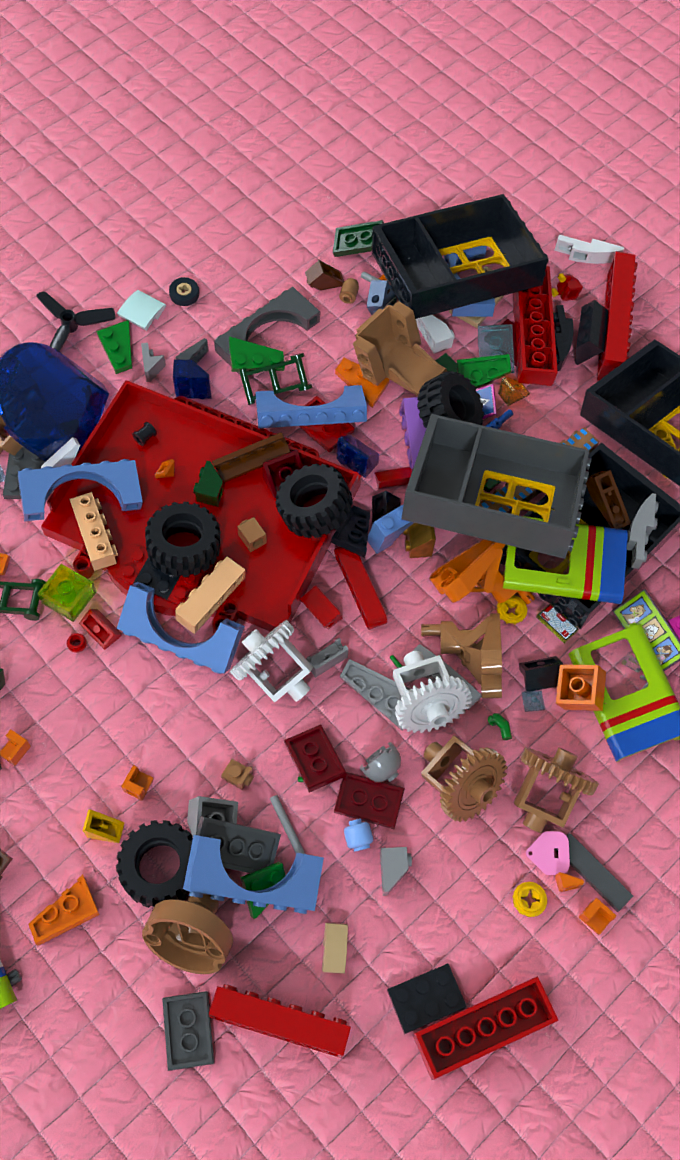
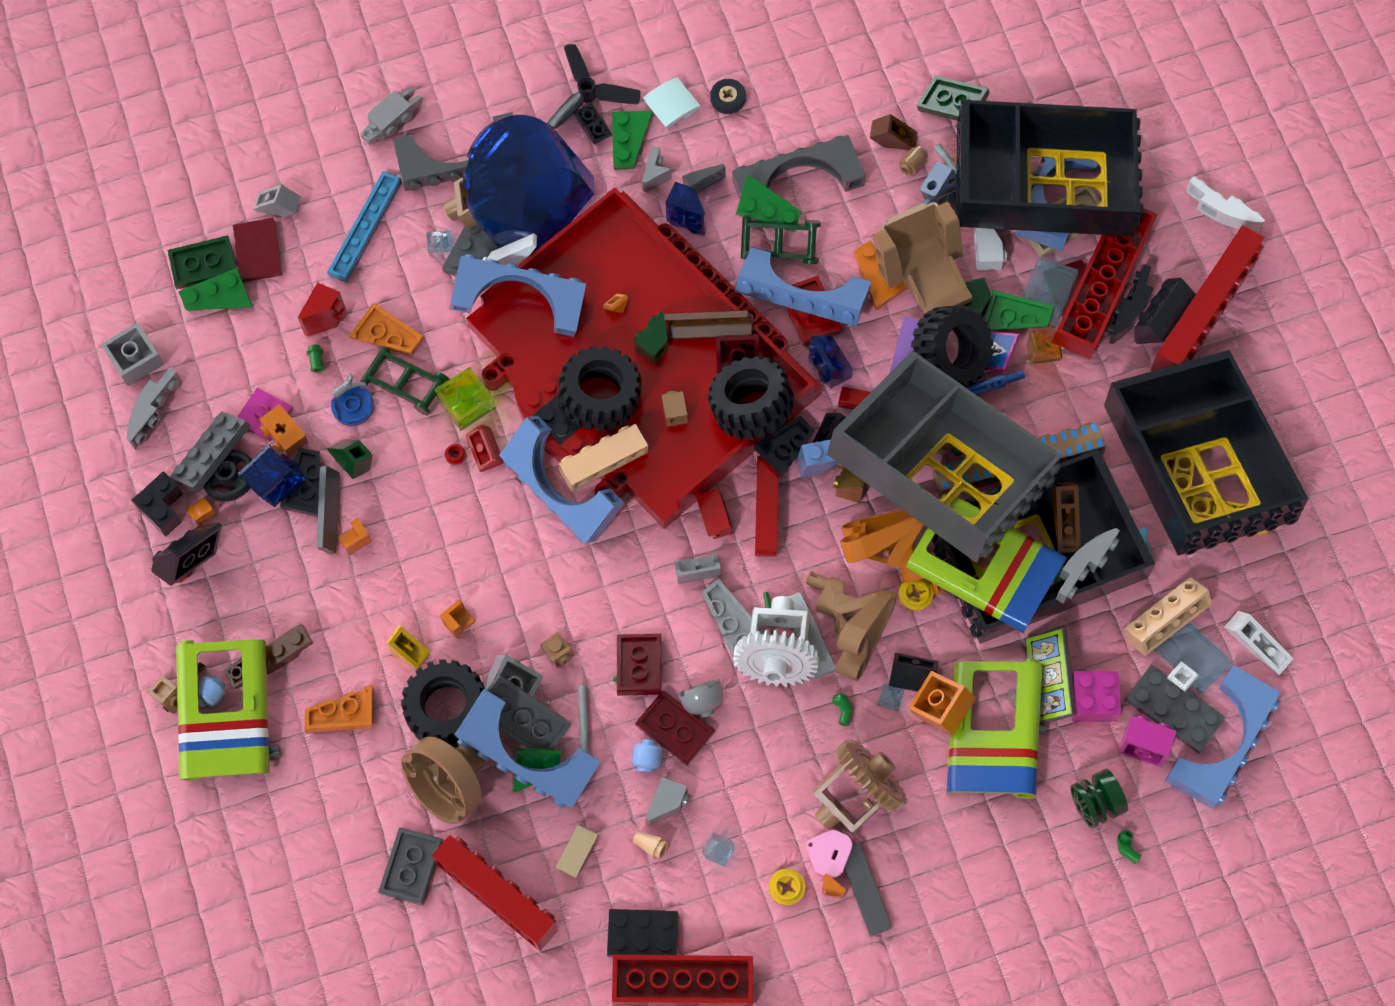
camera: 30 degrees right, 5 degrees up
(84, 346) = (592, 124): none -> black slope
(93, 531) = (514, 344): light nougat brick -> none
(144, 433) = (611, 254): black bush -> none
(258, 648) = (628, 530): white piece -> none
(397, 912) = (651, 844): none -> light nougat cone
(456, 891) = (718, 849): none -> clear light blue slope
(472, 784) = (778, 751): medium nougat piece -> none
(557, 623) = (957, 627): tile -> none
(568, 287) = (1173, 245): red piece -> none
(597, 916) = (844, 930): orange panel -> none

